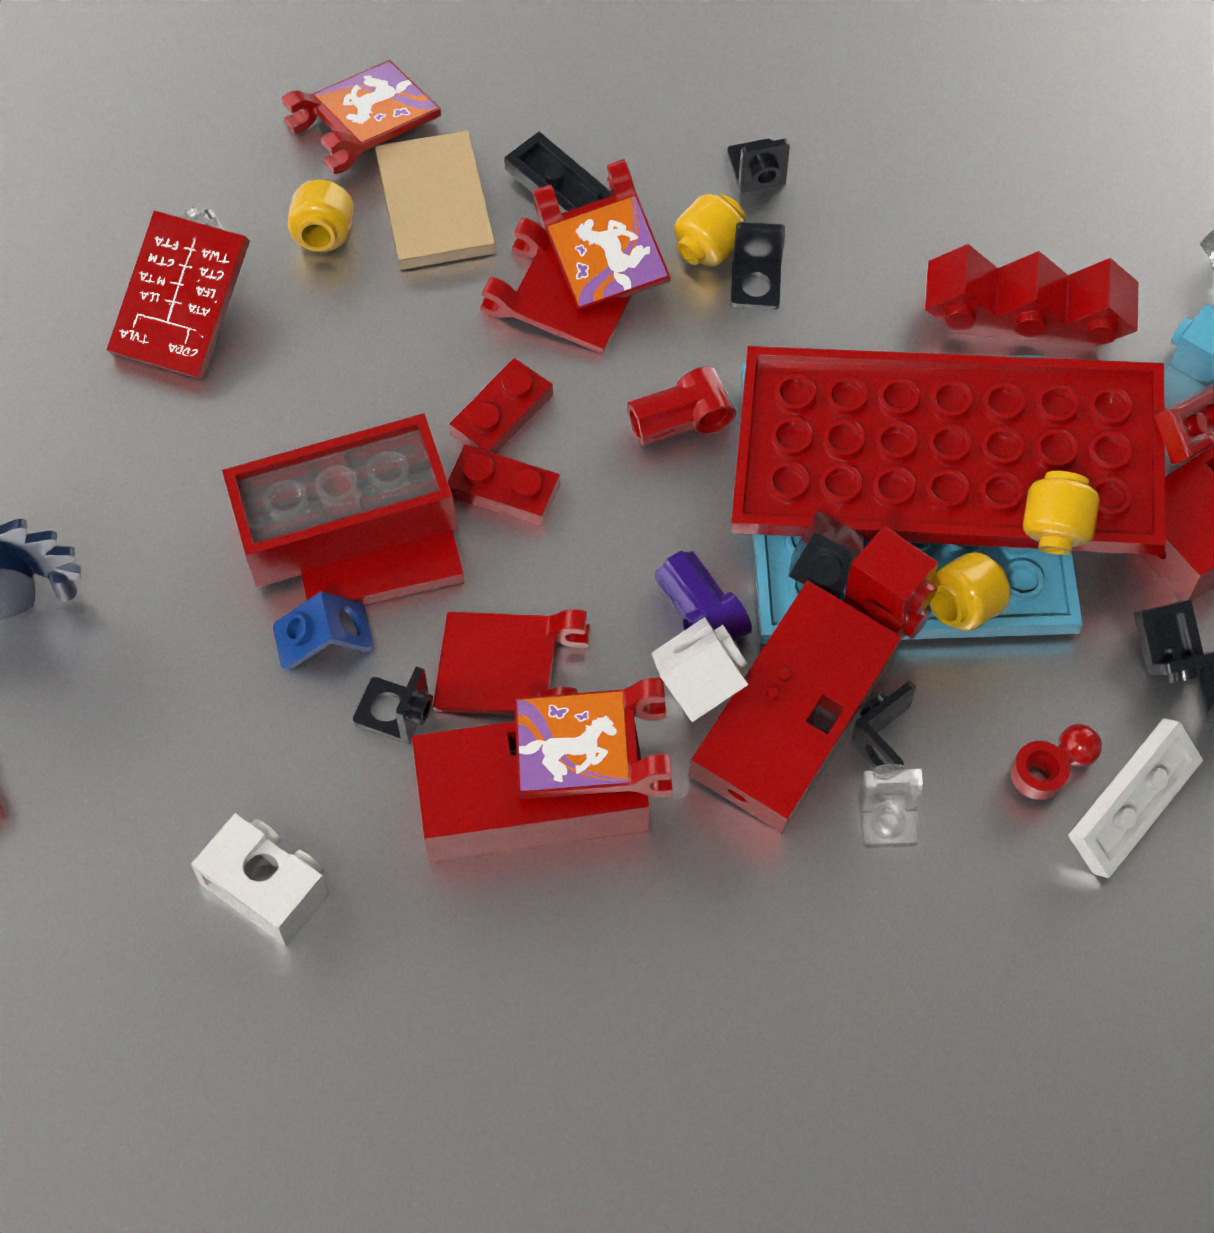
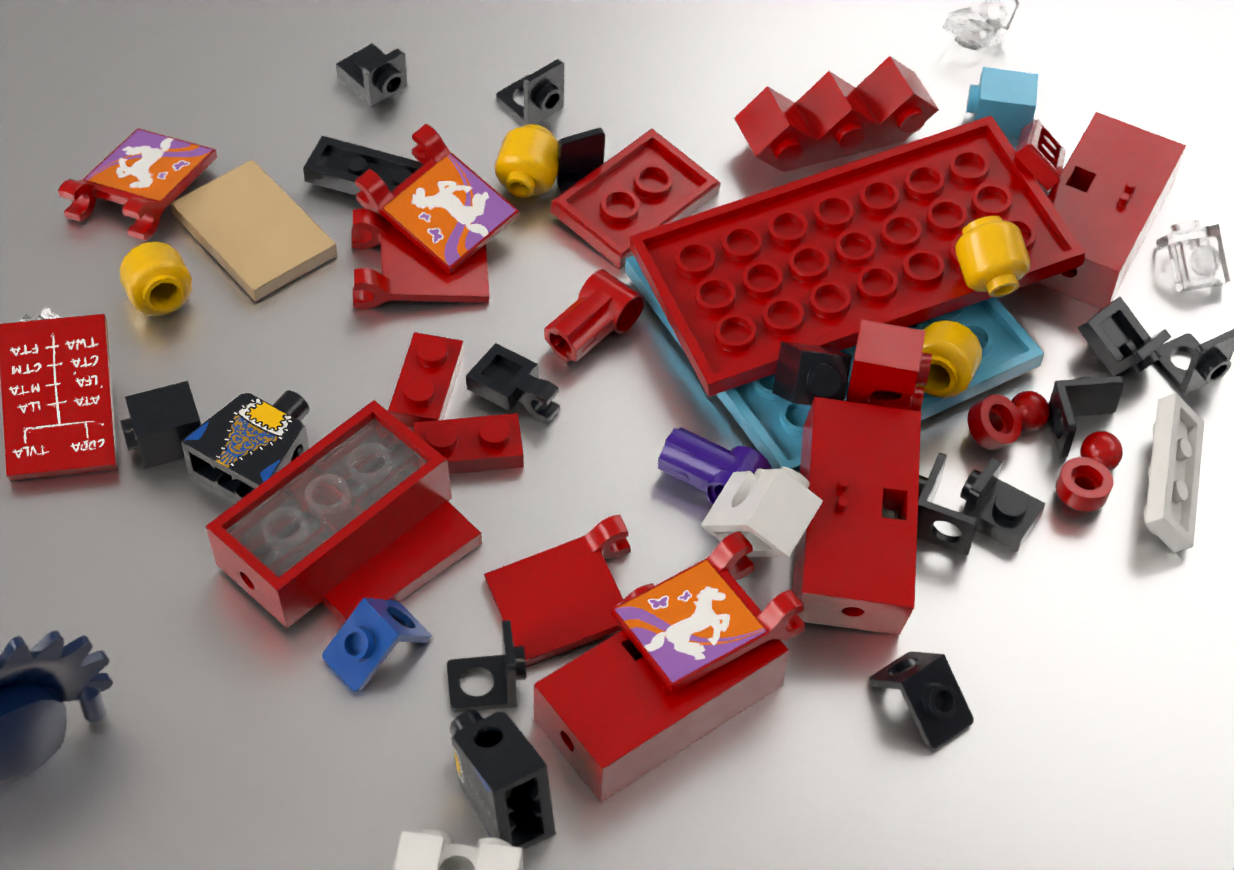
camera: 30 degrees left, 10 degrees down
(253, 357) = (160, 423): none -> black brick
(313, 403) = (247, 443): none -> torso
(344, 792) = (493, 759): none -> black torso
(571, 437) = (510, 378): none -> black plate
(625, 84) = (374, 73): none -> black bracket
(764, 903) = (929, 694): none -> black bracket
(795, 301) = (633, 193): none -> red tile
(890, 806) = (980, 564): clear bracket -> none
(946, 755) = (999, 507): none -> black bracket
(1034, 674) = (999, 421): none -> red plate
(1092, 683) = (1080, 398): none -> black bracket

